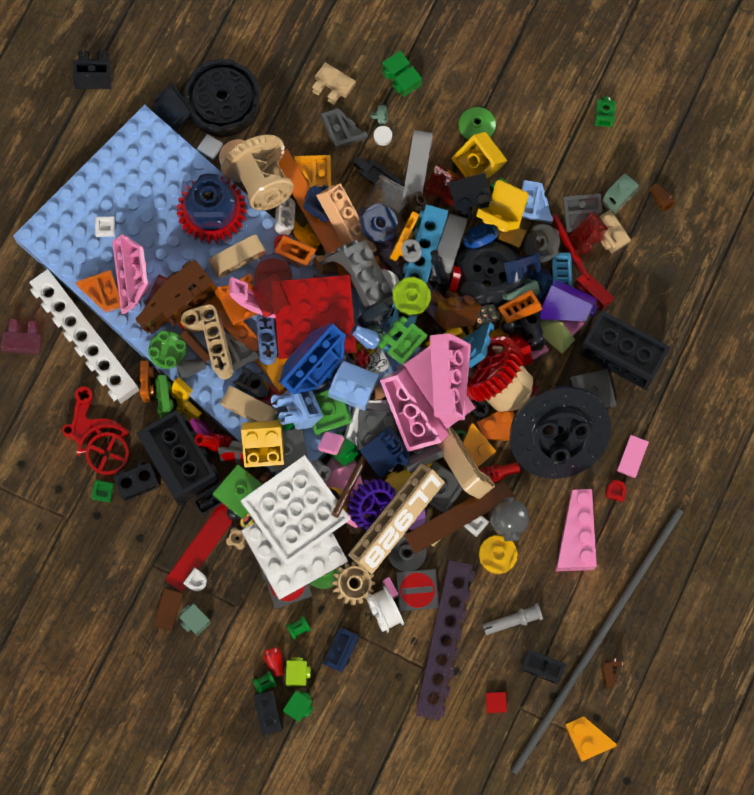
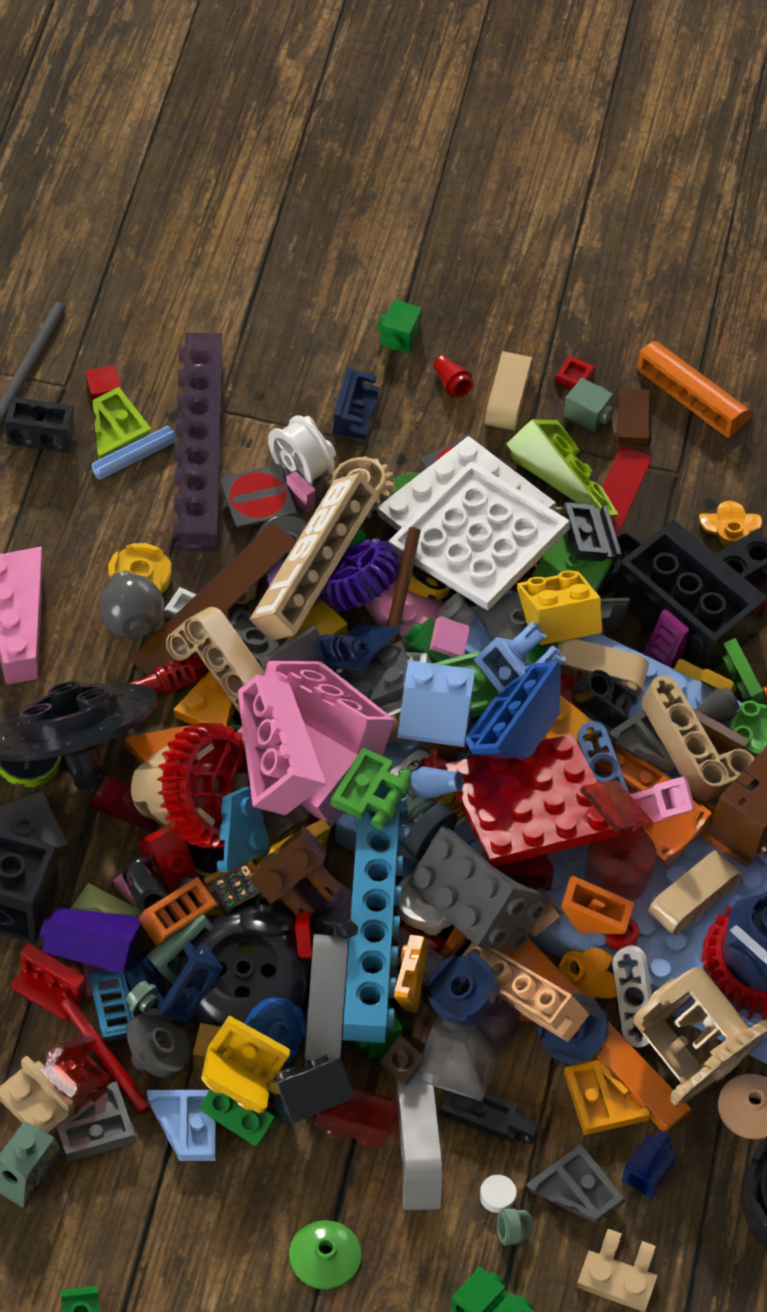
camera: 165 degrees right, 20 degrees down
(122, 622) = (692, 389): none -> orange brick
(131, 519) = (730, 522): none -> light orange plate
(195, 650) = (572, 371): none -> red tile
(196, 580) = (604, 459): white tile -> none
(213, 441) = (637, 619): red hinge -> none
(226, 502) = (591, 532): none -> black plate
(228, 579) = (551, 455): none -> lime wedge
(242, 641) = (508, 391): none -> tan beam
(260, 688) = (460, 346): green bush -> none
(267, 713) = (443, 309): black brick -> none
(297, 672) = (414, 365): lime brick -> none
(298, 627) = (429, 421): green bush -> none
(302, 130) = (650, 1164): none -> clear blue brick
(411, 296) = (373, 865): lime tile -> none
(413, 254) = (389, 940): light grey wheel -> none
(479, 156) = (305, 1179): yellow slope -> none
(486, 643) = (134, 452): none -> light blue axle
(493, 665) = (117, 423): none -> lime wing
(522, 617) = (87, 489): light grey pin -> none
(547, 266) = (142, 997): none -> sand green plate

